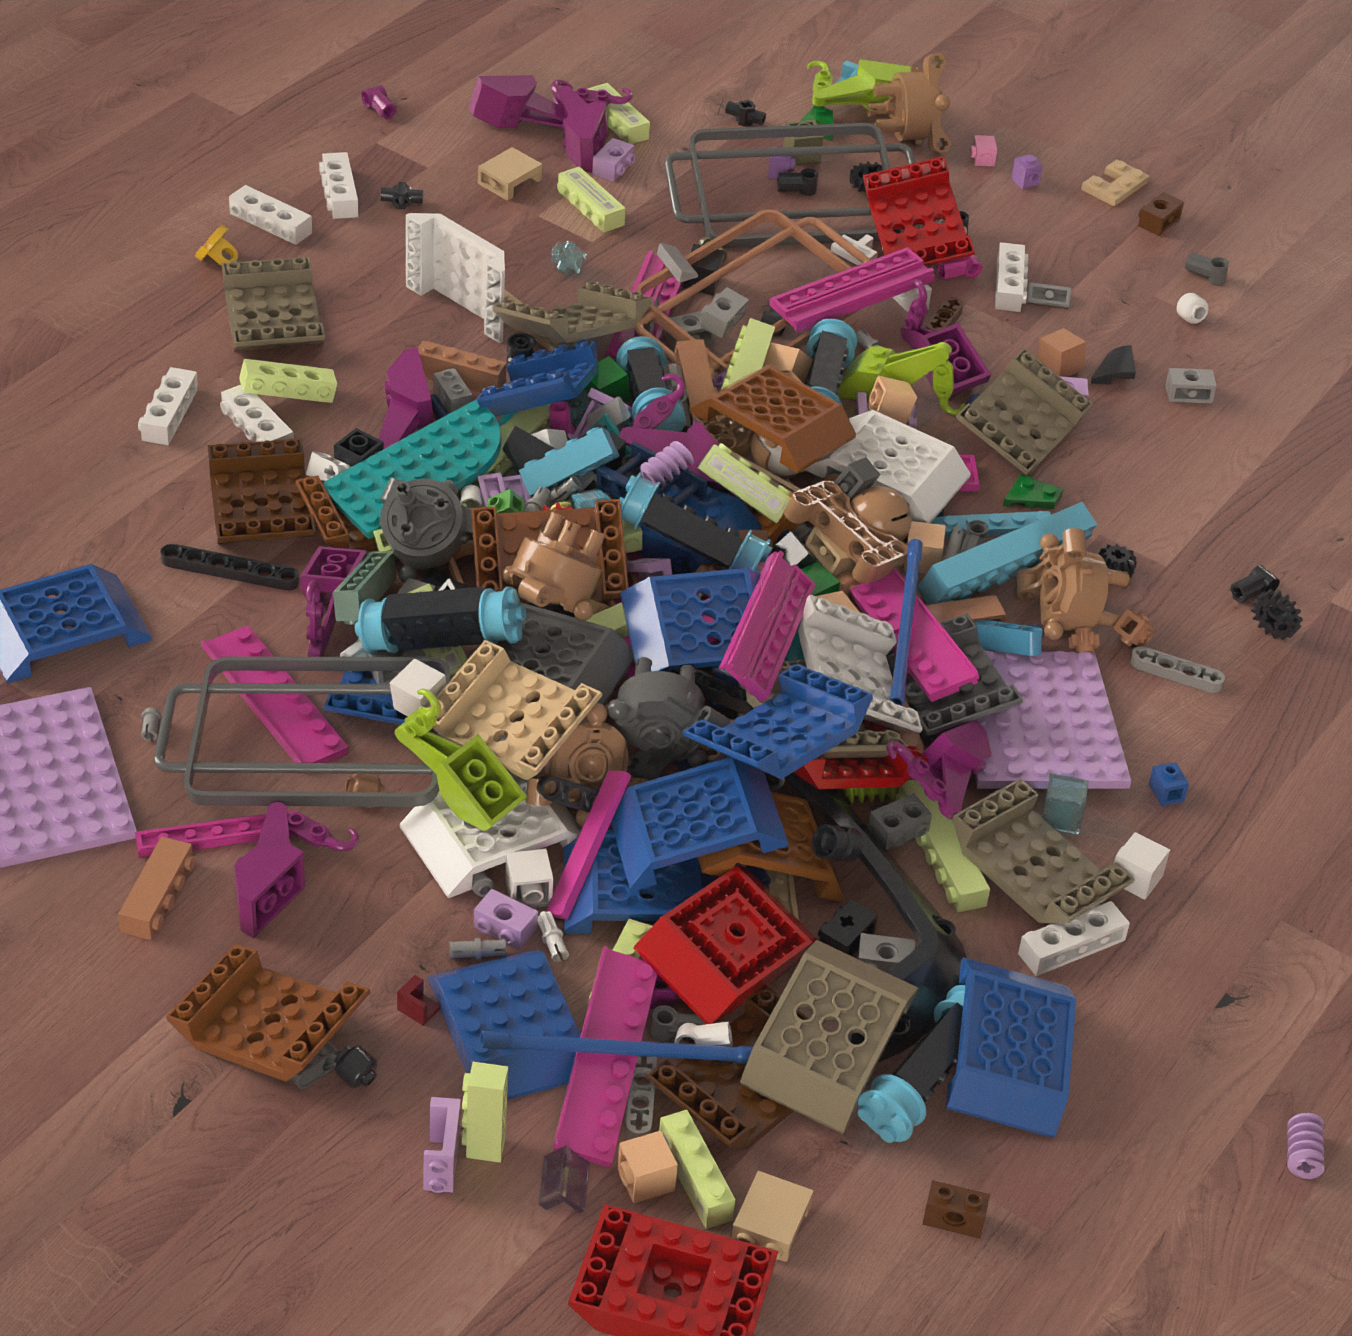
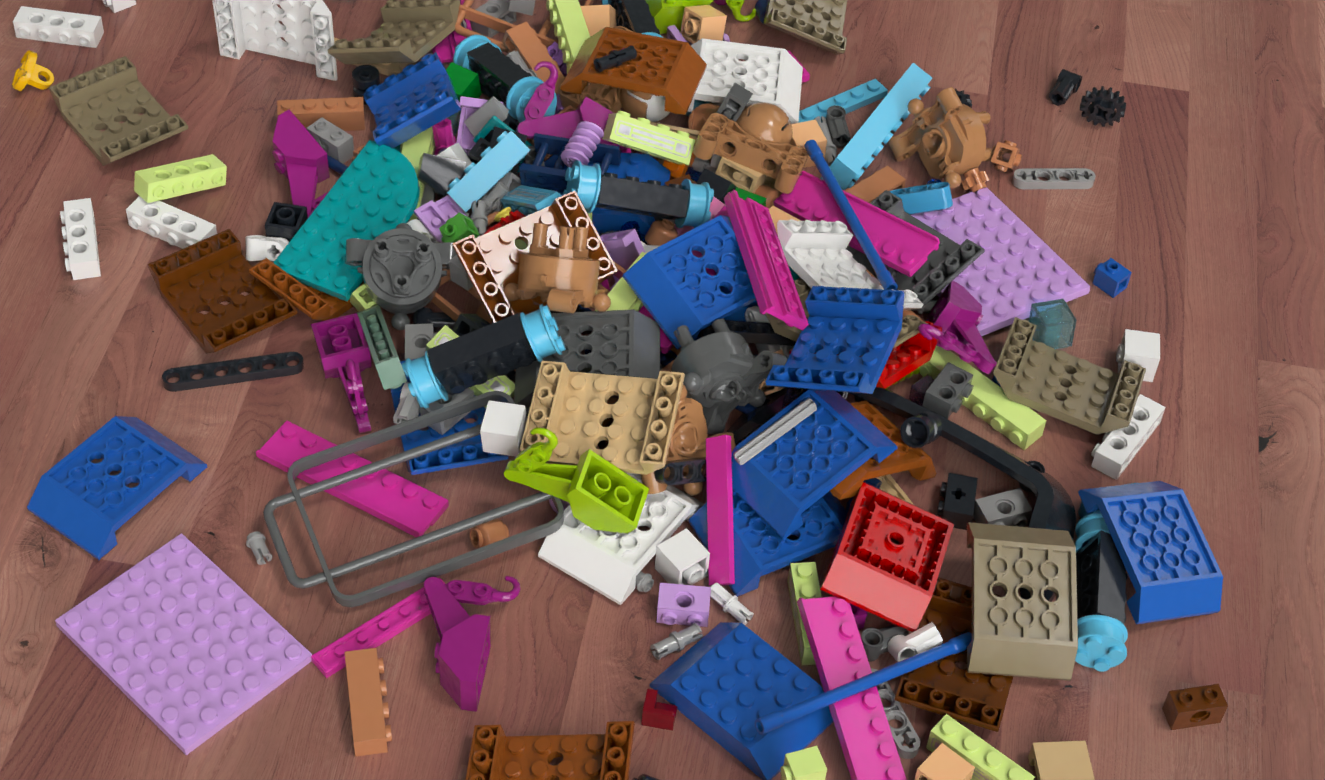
camera: 25 degrees left, 5 degrees up
(671, 784) = (775, 431): none -> light grey axle
(751, 394) = (615, 58): none -> black pin
(1033, 493) = (852, 67): green wing -> none

